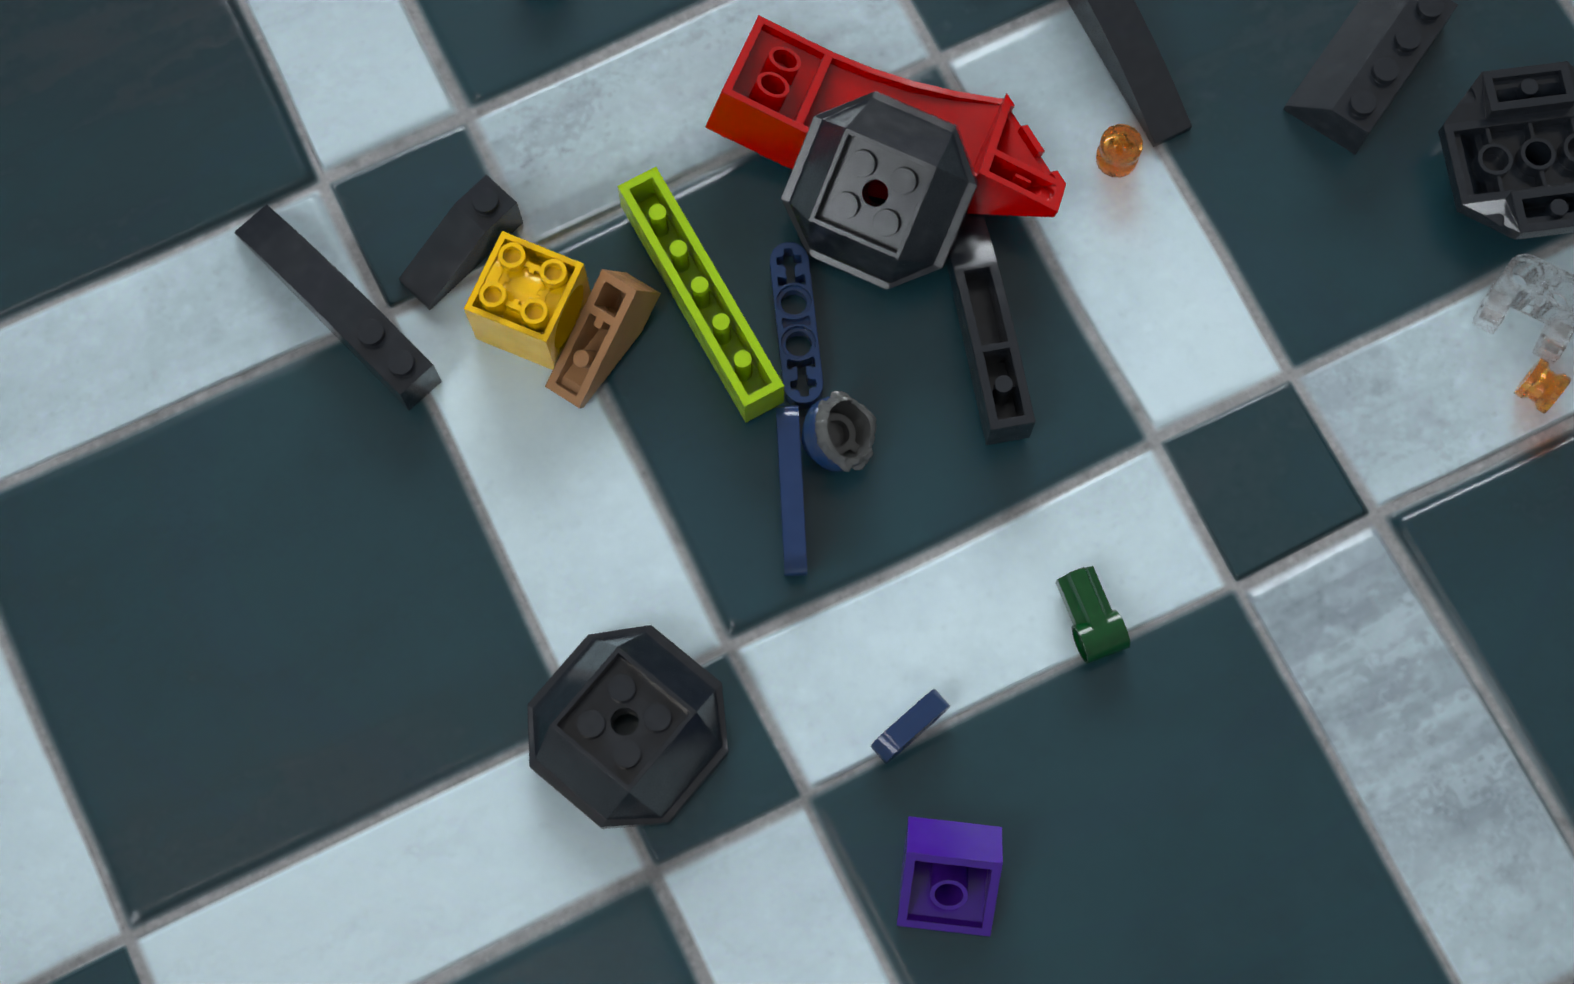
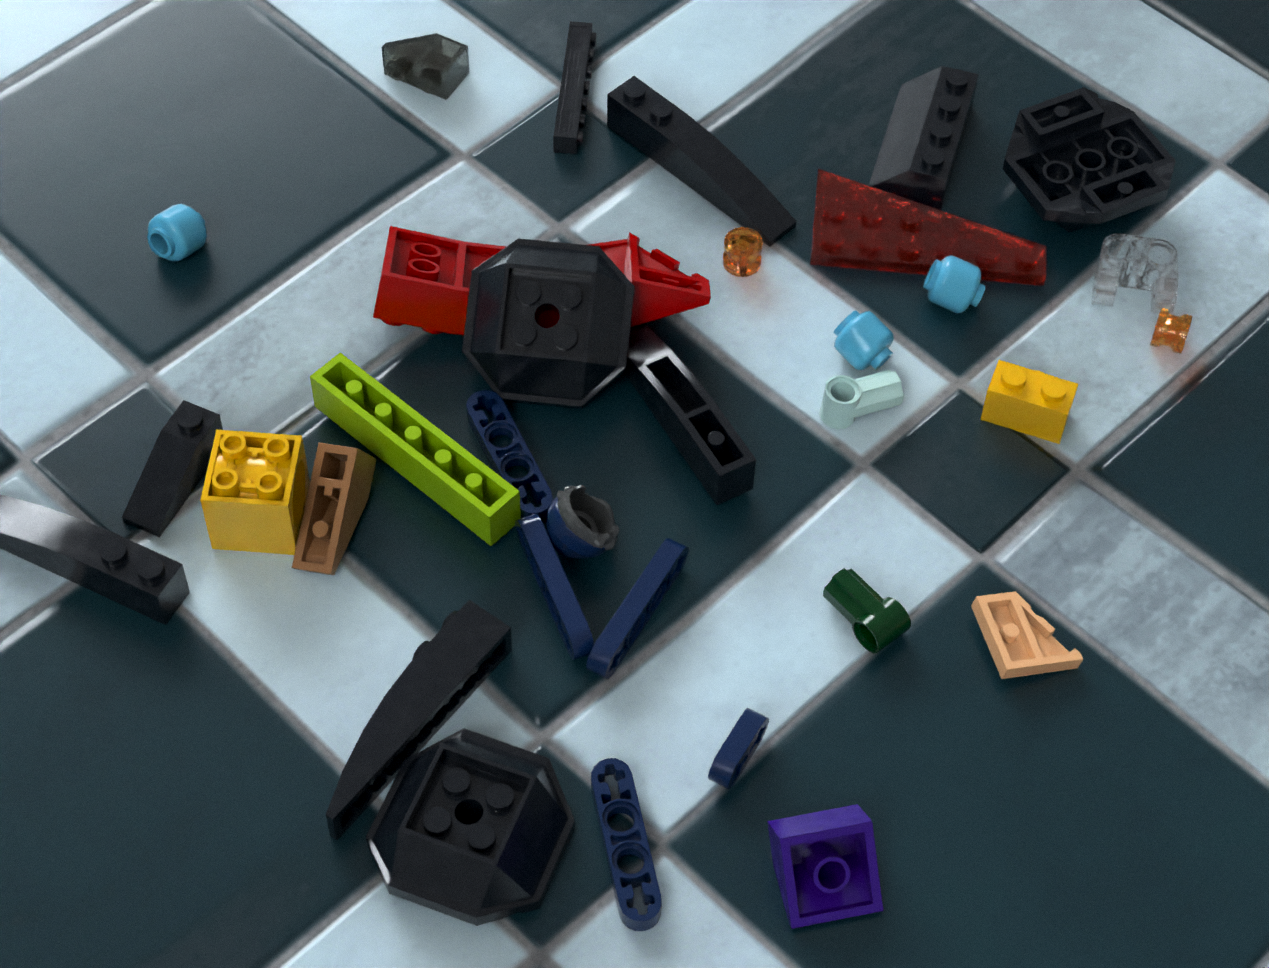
camera: 20 degrees left, 20 degrees down
(619, 580) = (417, 706): none -> black slope
(765, 787) = (626, 843): none -> dark blue beam
(865, 541) = (637, 608): none -> dark blue beam
(1180, 366) = (849, 397): none -> light aqua piece
(1206, 300) = (863, 340): none -> medium azure head
(1235, 694) = (1019, 638): none -> light nougat wing
(1293, 173) = (889, 233): none -> clear red wing
(1329, 259) = (954, 284): none -> medium azure head
(1353, 427) = (1029, 401): none -> yellow brick

